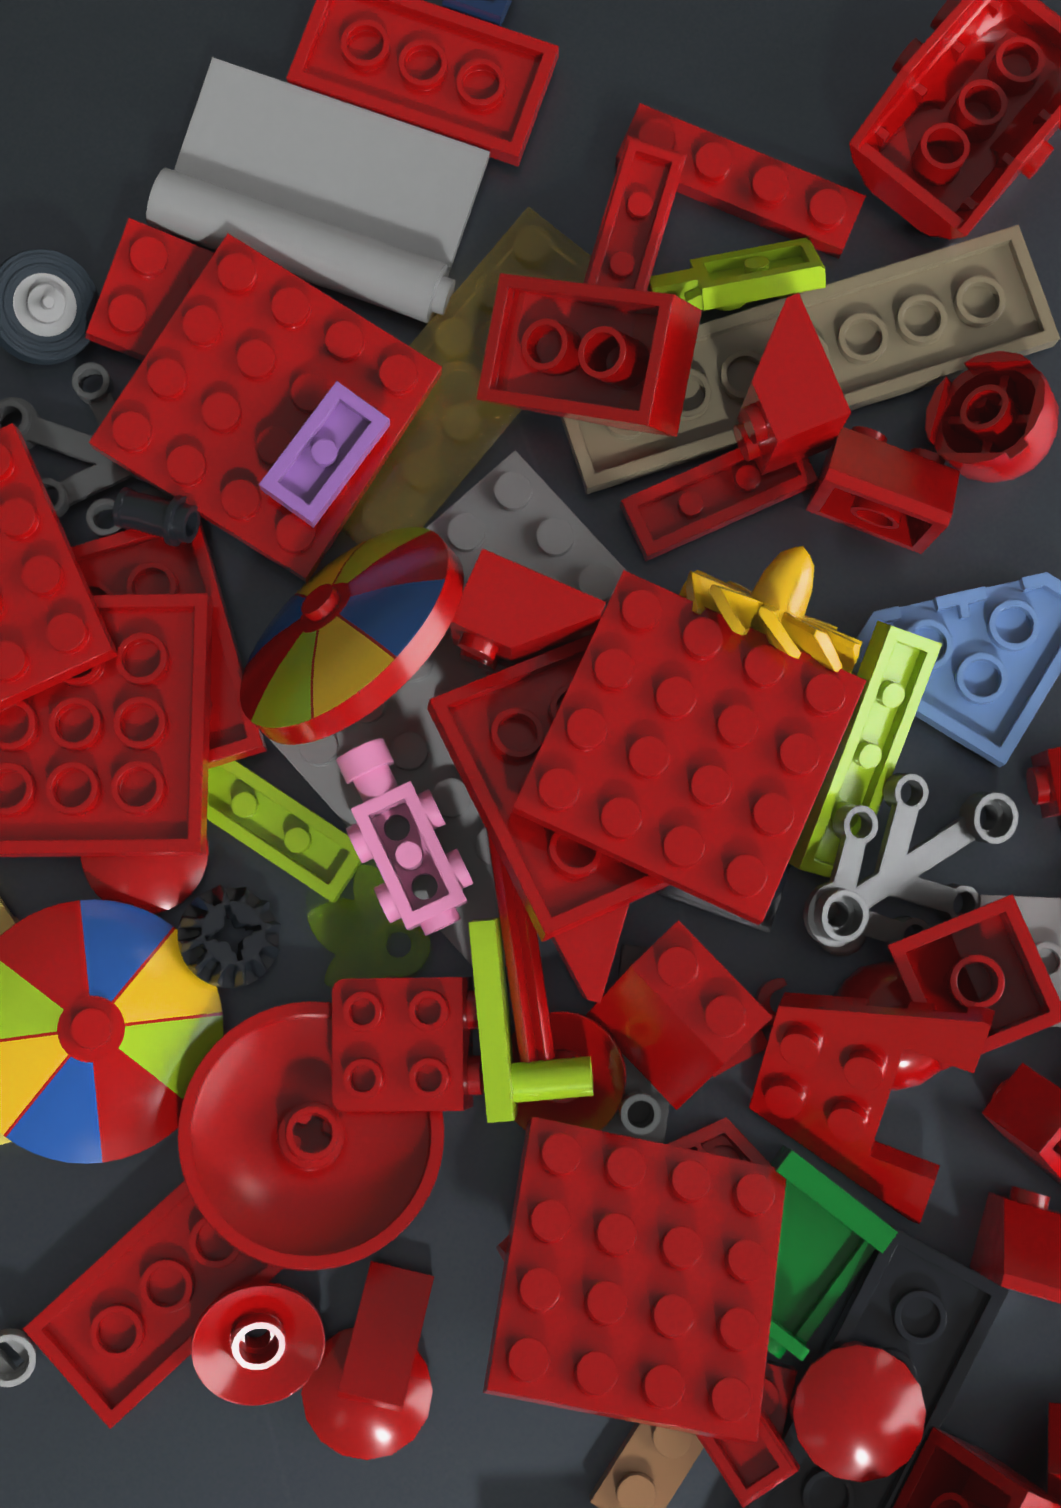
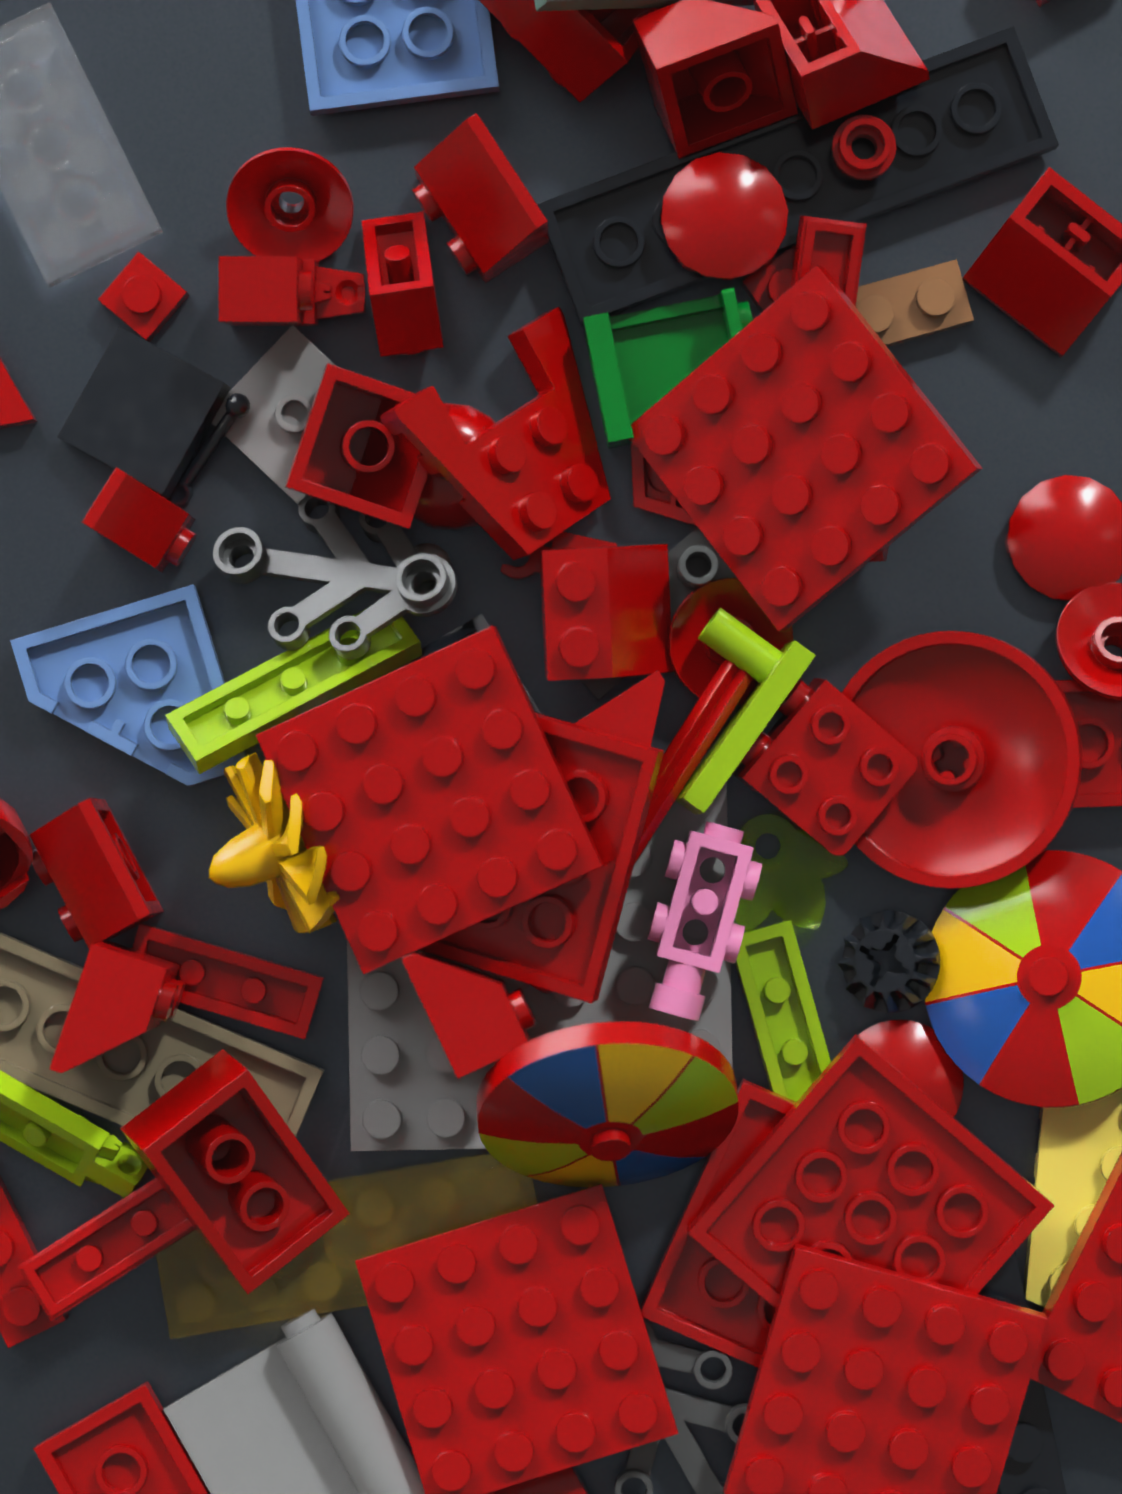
camera: 130 degrees left, 5 degrees up
(157, 516) = (673, 1331): black pin -> none
(324, 454) = (507, 1262): medium lavender plate -> none
(385, 1336) = (1021, 566): red tile -> none

